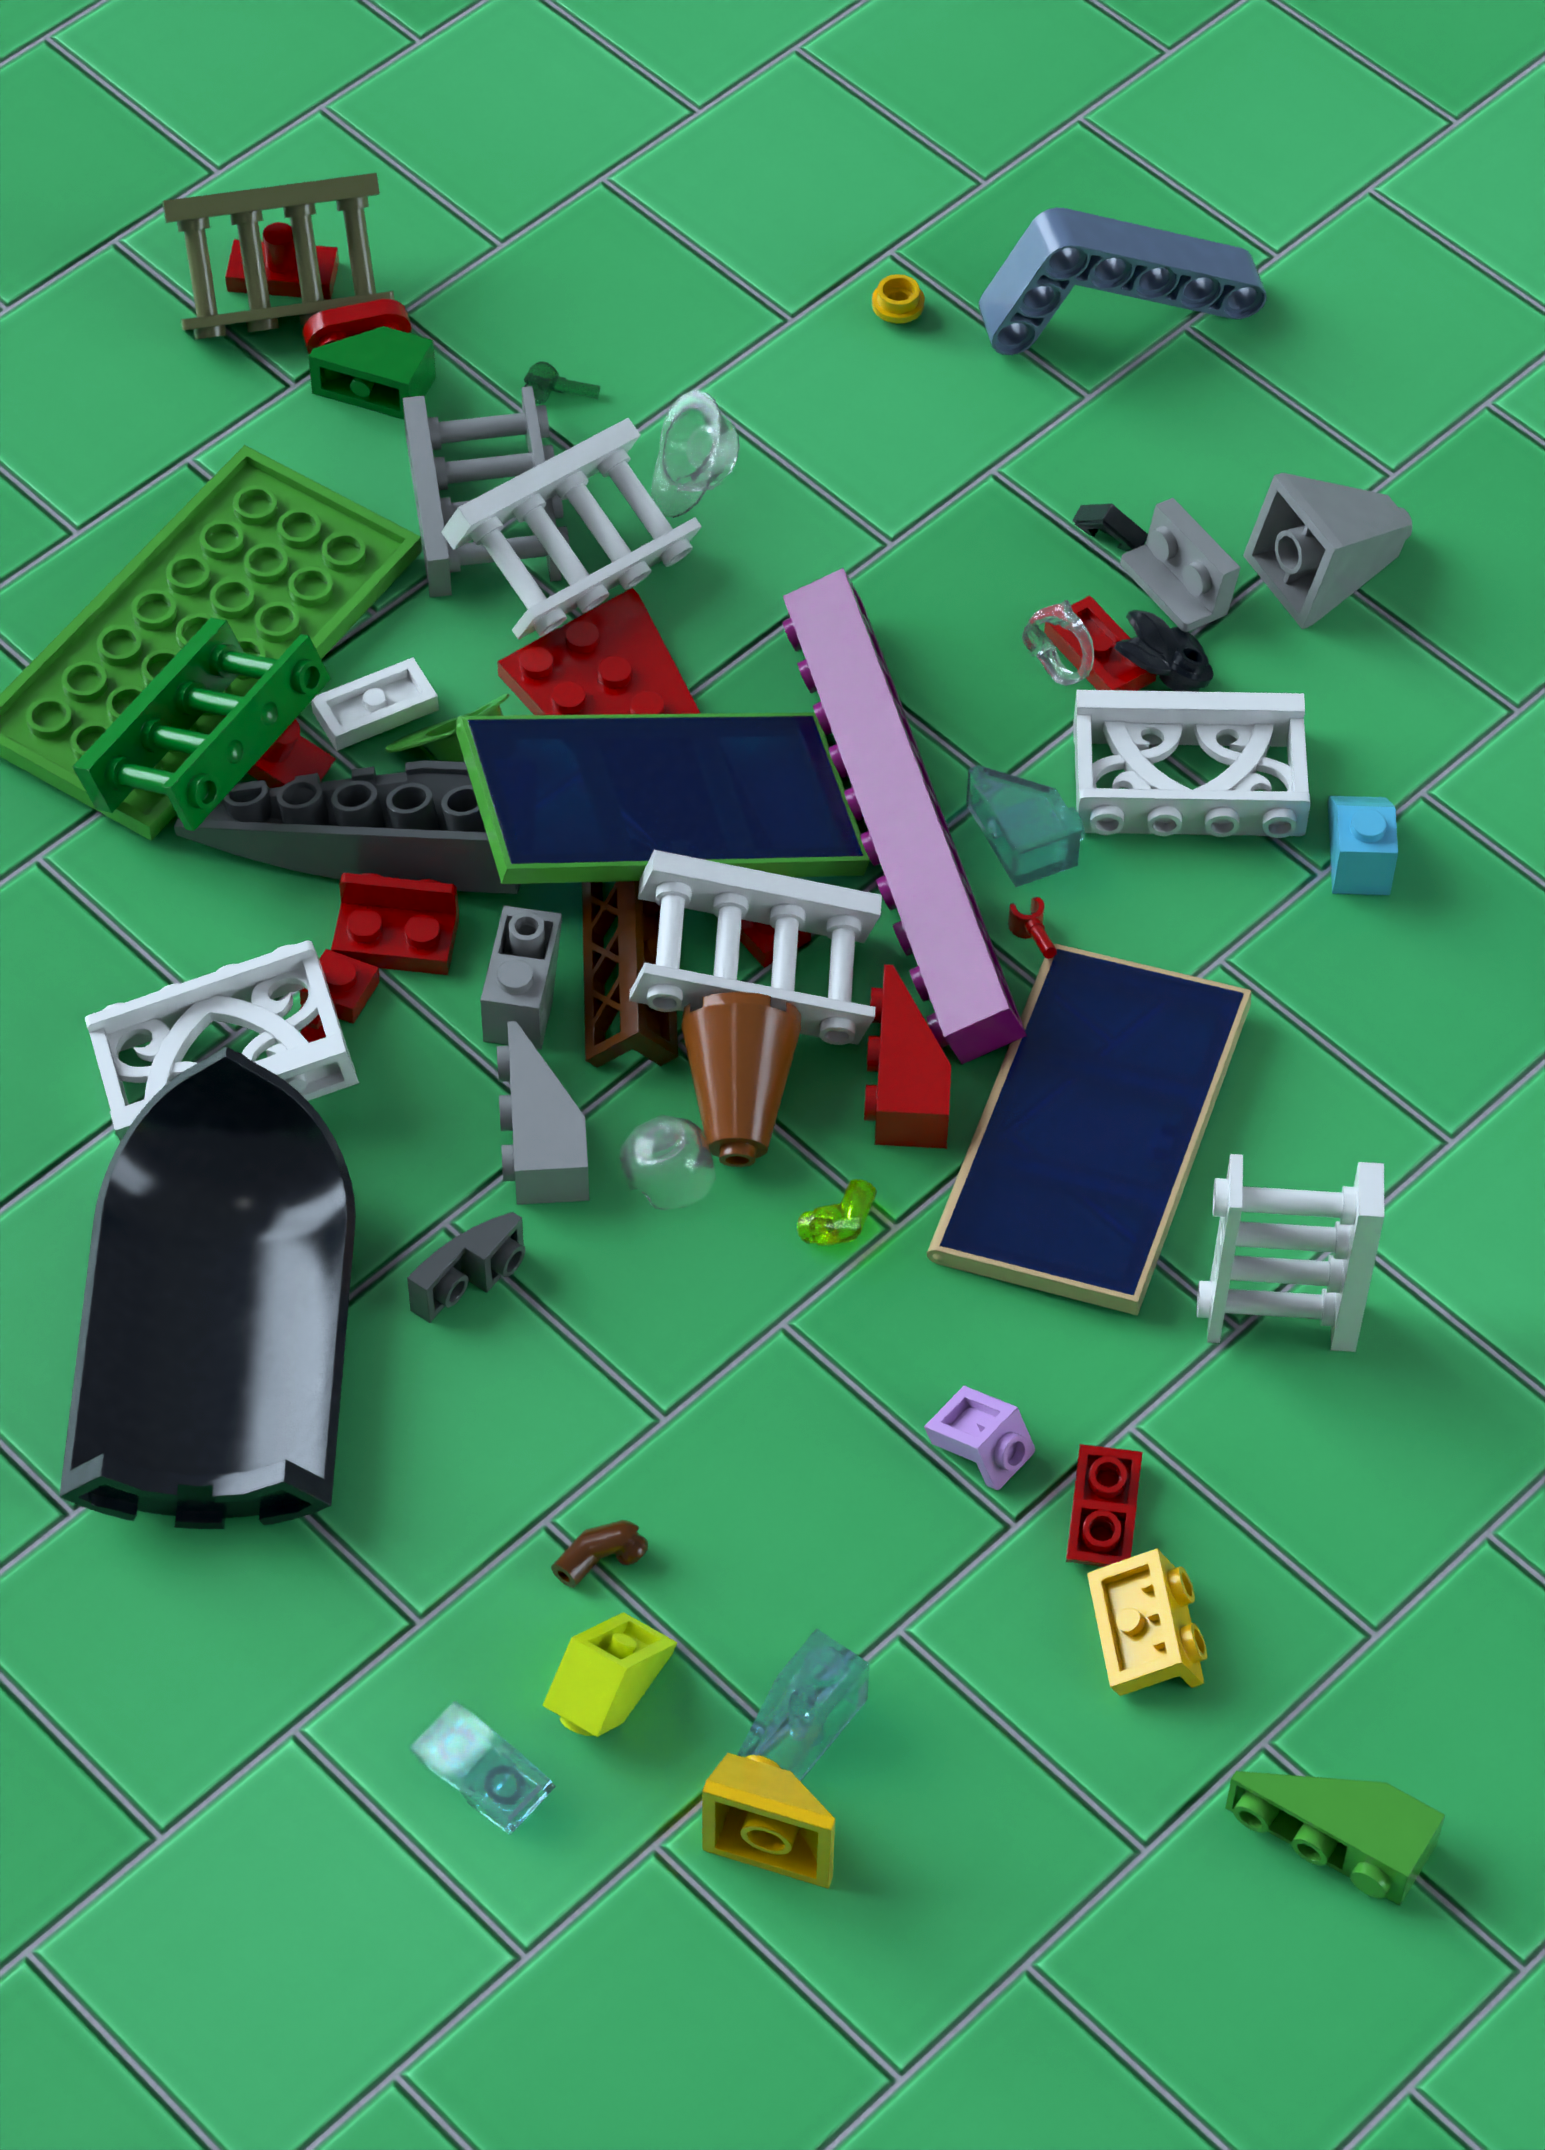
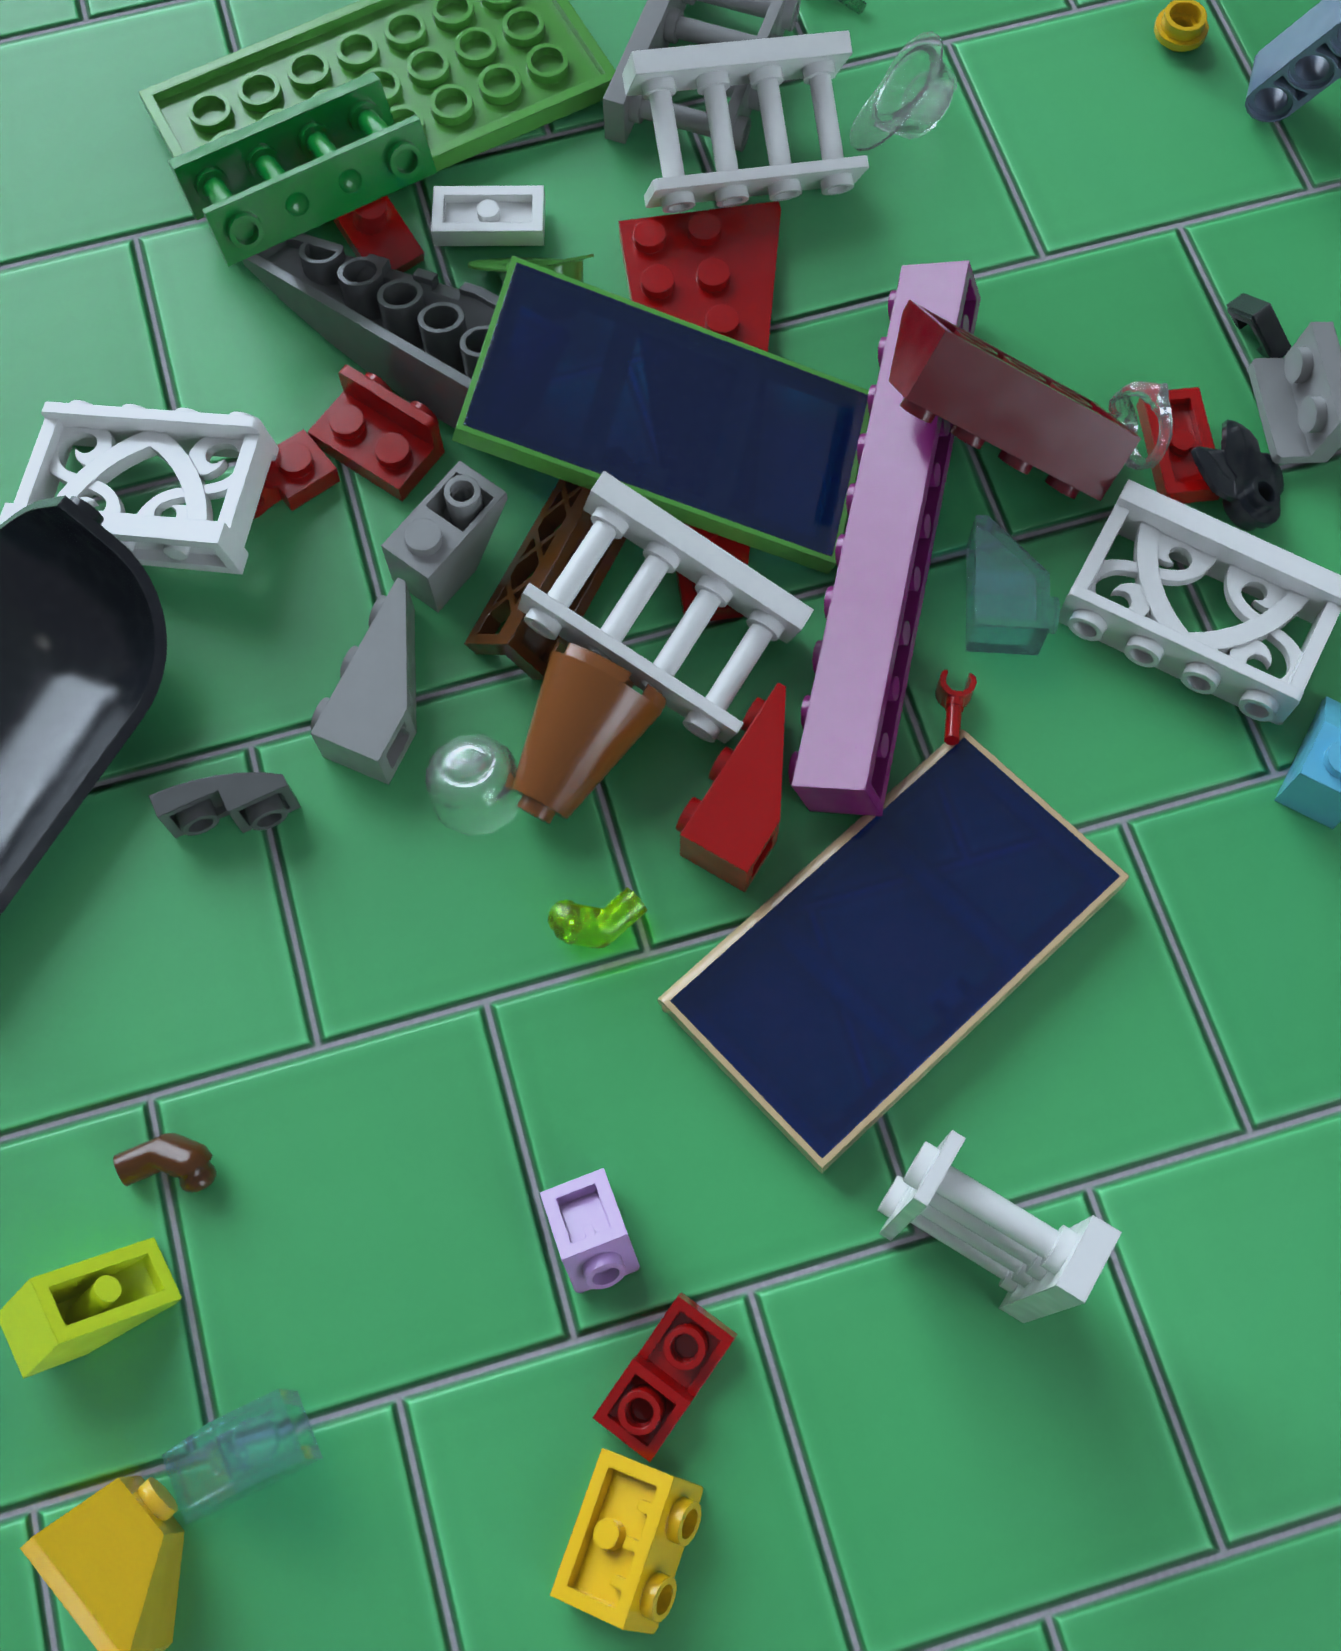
camera: 30 degrees right, 15 degrees up
(948, 669) = (1007, 405): none -> dark red slope

